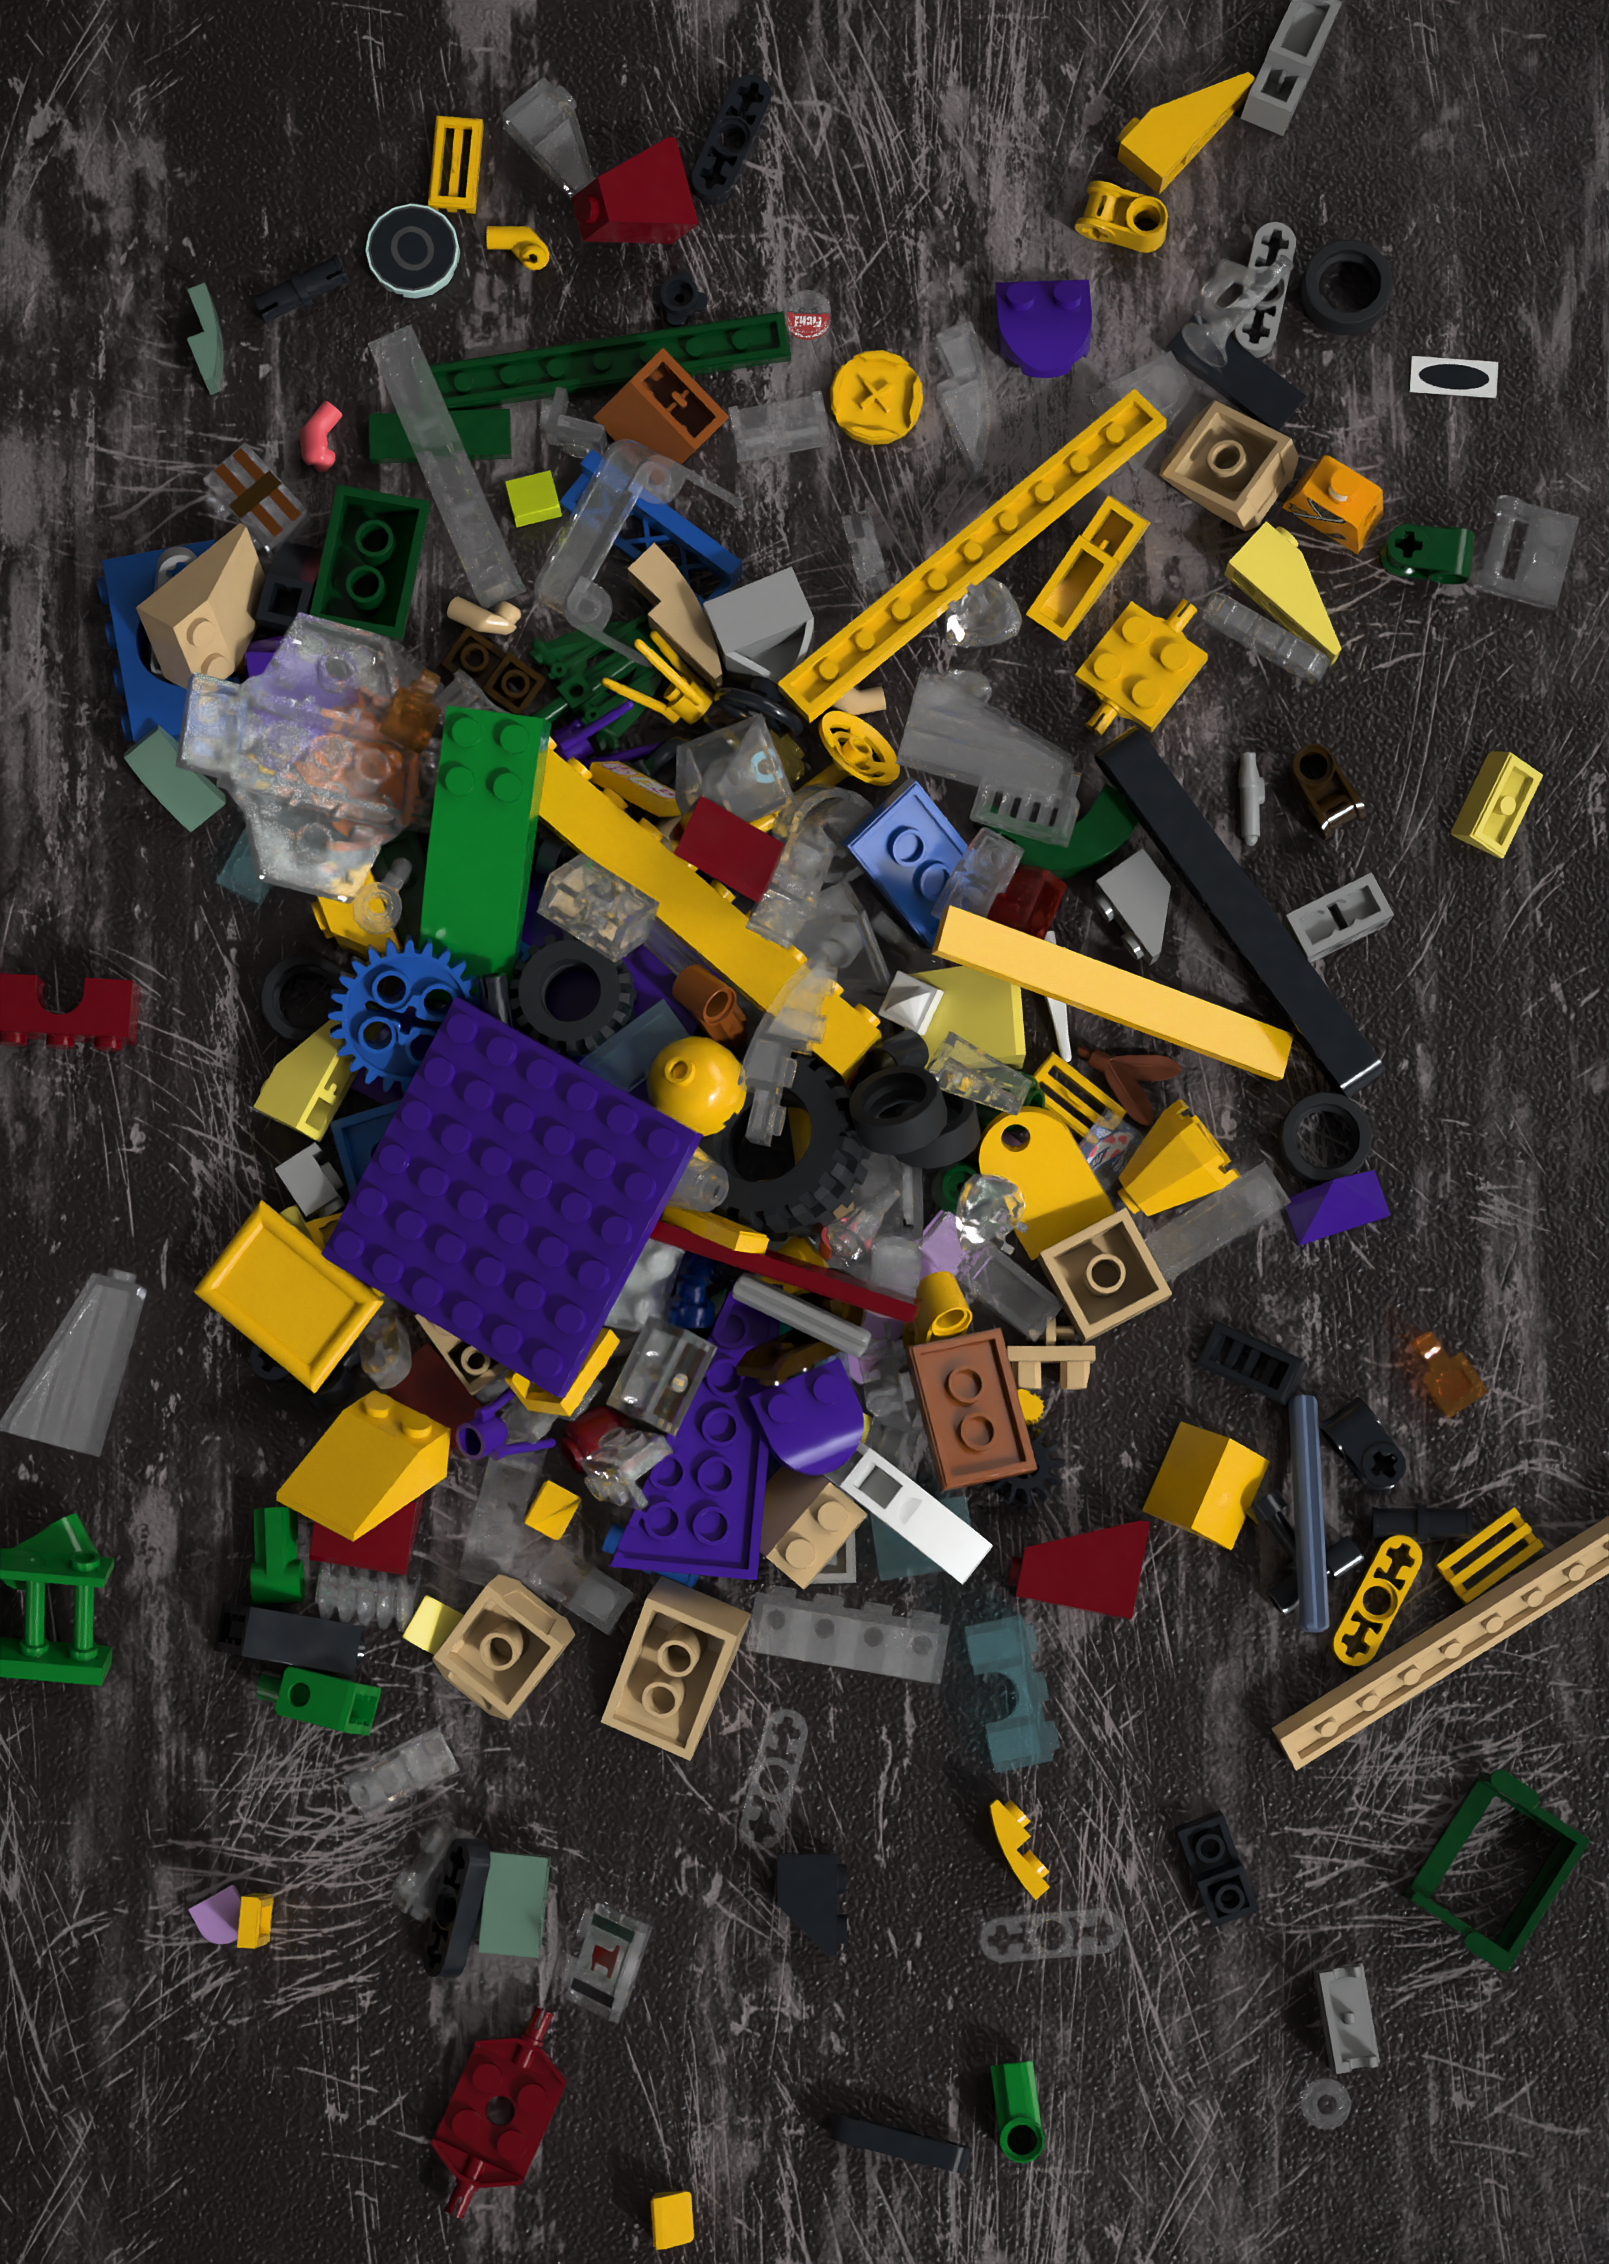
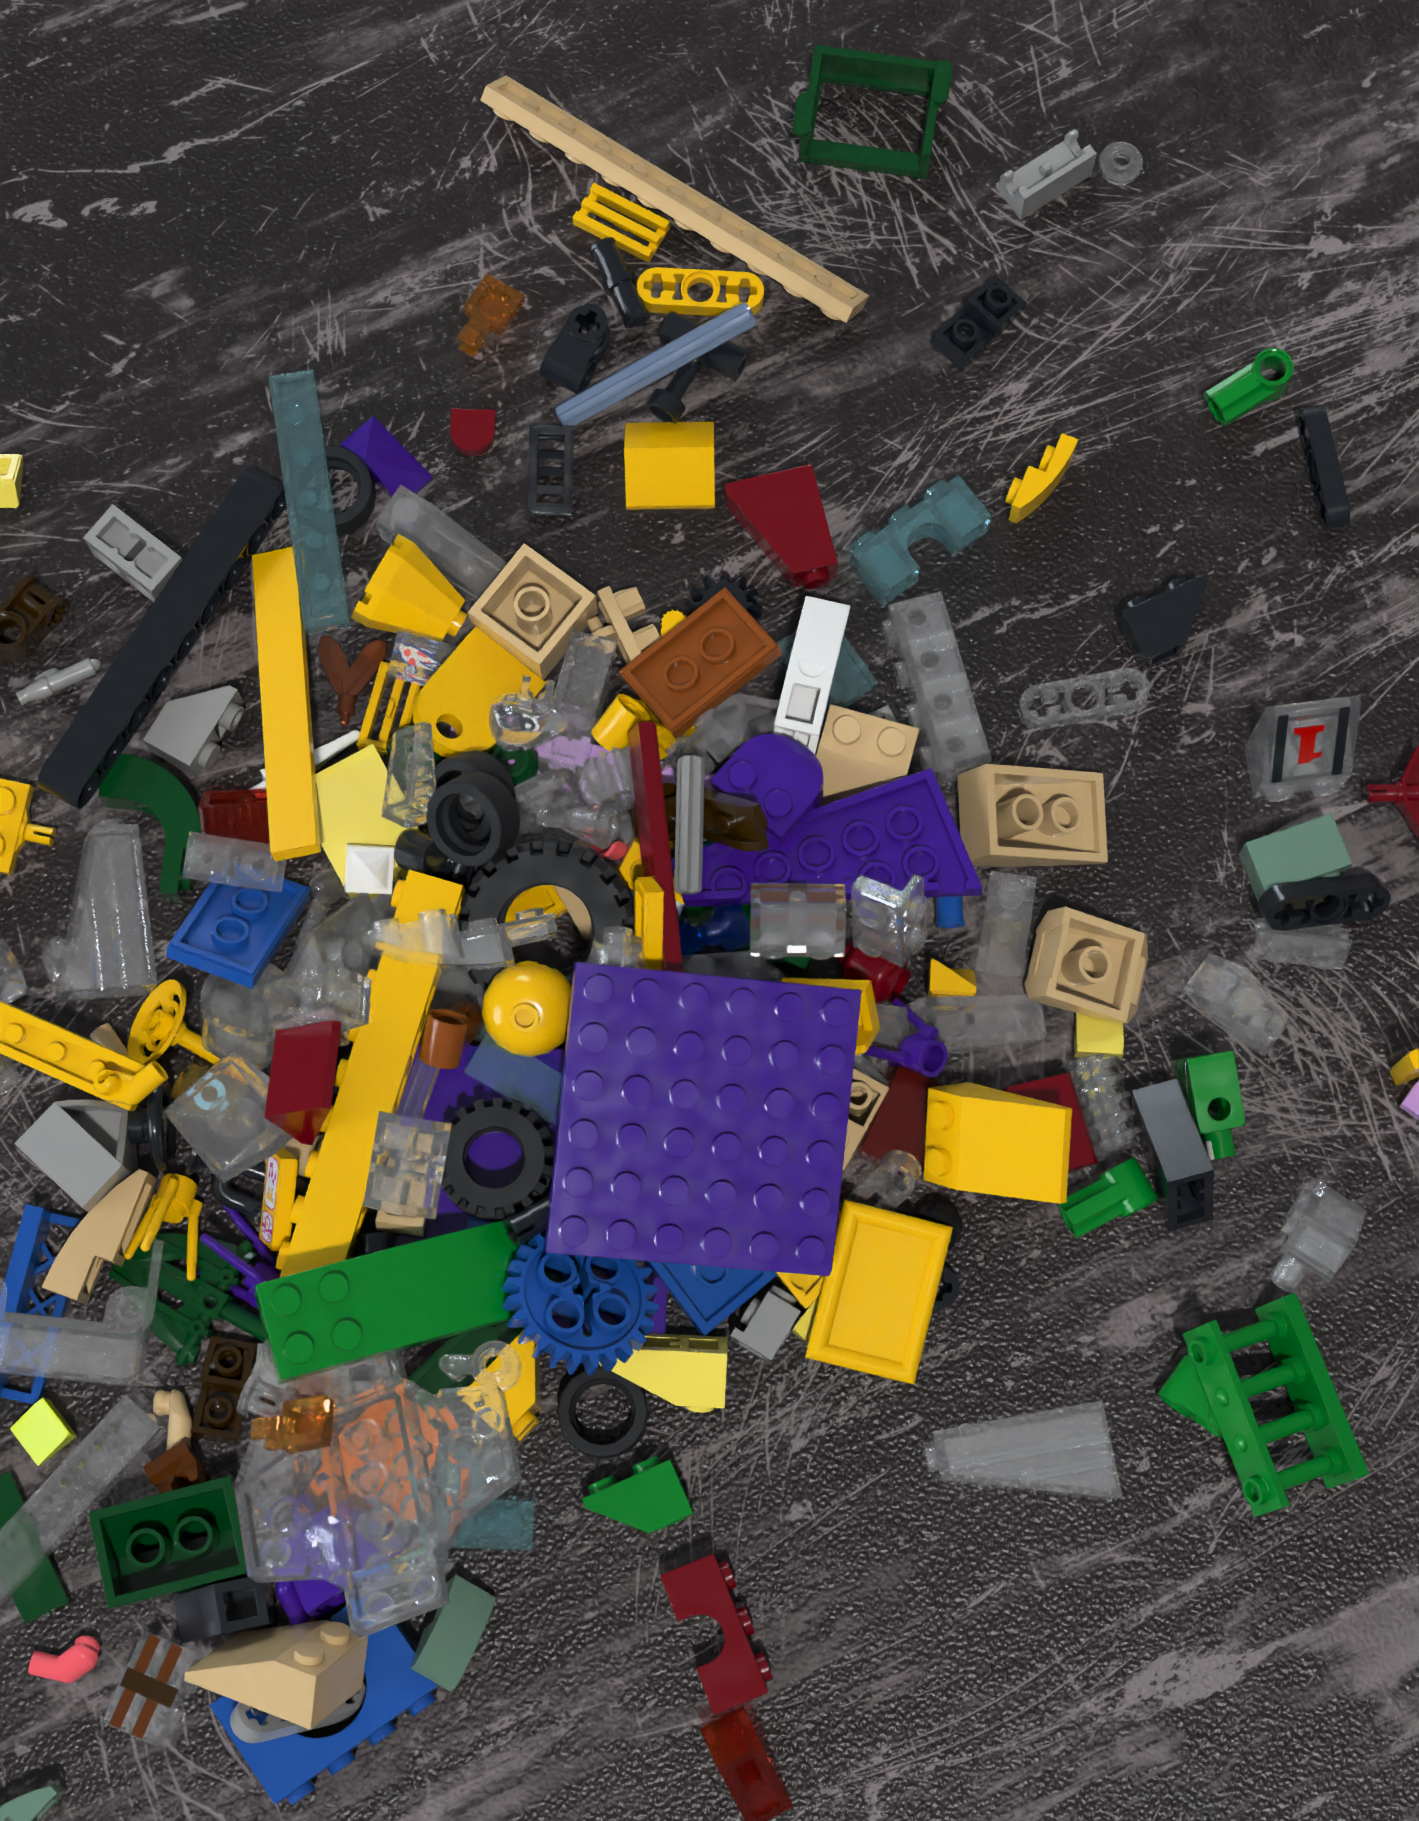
camera: 115 degrees left, 5 degrees down
(142, 1735) = (1318, 1236): none -> clear brick
(208, 999) = (643, 1501): none -> green slope
(435, 599) = (176, 1469): none -> reddish brown tile
(794, 689) = (129, 1088): none -> yellow arm
(1049, 798) = (134, 853): clear slope -> none
(1086, 1919) = (1070, 405): clear beam -> none
(1317, 1108) = (309, 502): none -> clear light blue tile
(1329, 1306) = (473, 430): none -> dark red tile

